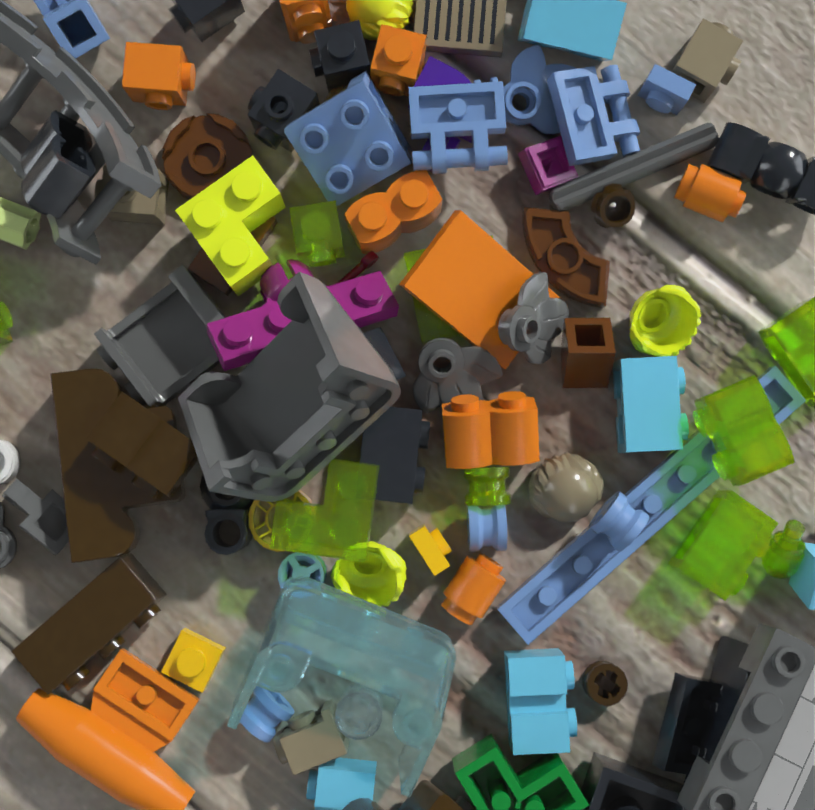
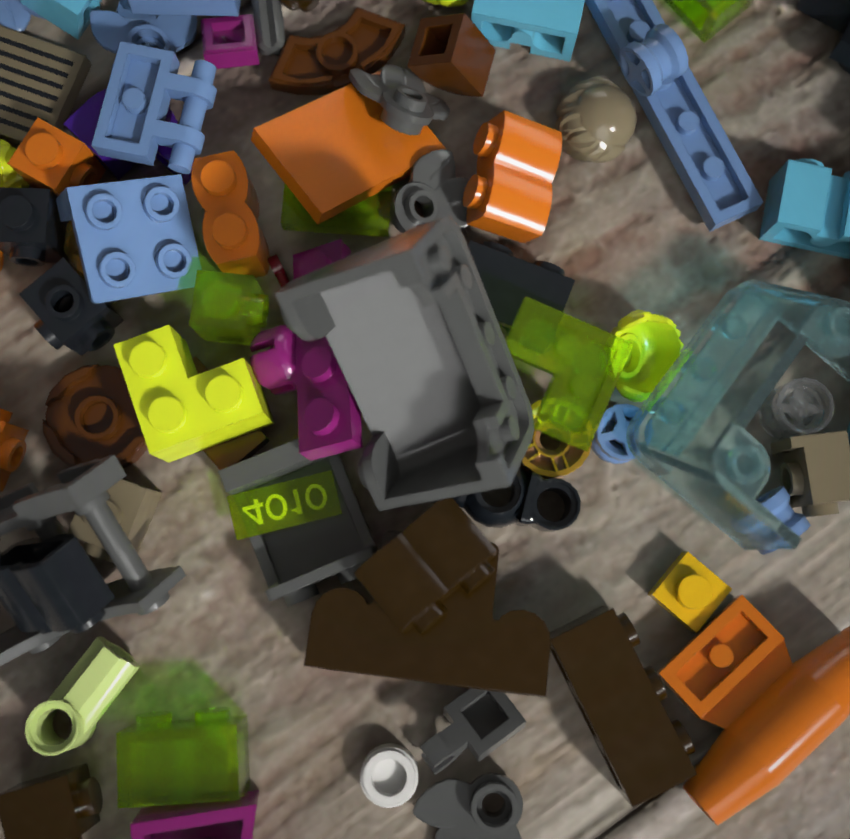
camera: 75 degrees left, 5 degrees down
(175, 323) = (284, 505): none -> clear neon green sticker
(431, 547) = (628, 280): yellow plate -> none
(473, 588) = (684, 246): orange brick -> none
(487, 486) = (574, 200): clear neon green wheel -> none
(487, 528) = (620, 213): medium blue wheel -> none
(591, 688) = (816, 124): dark brown bush -> none

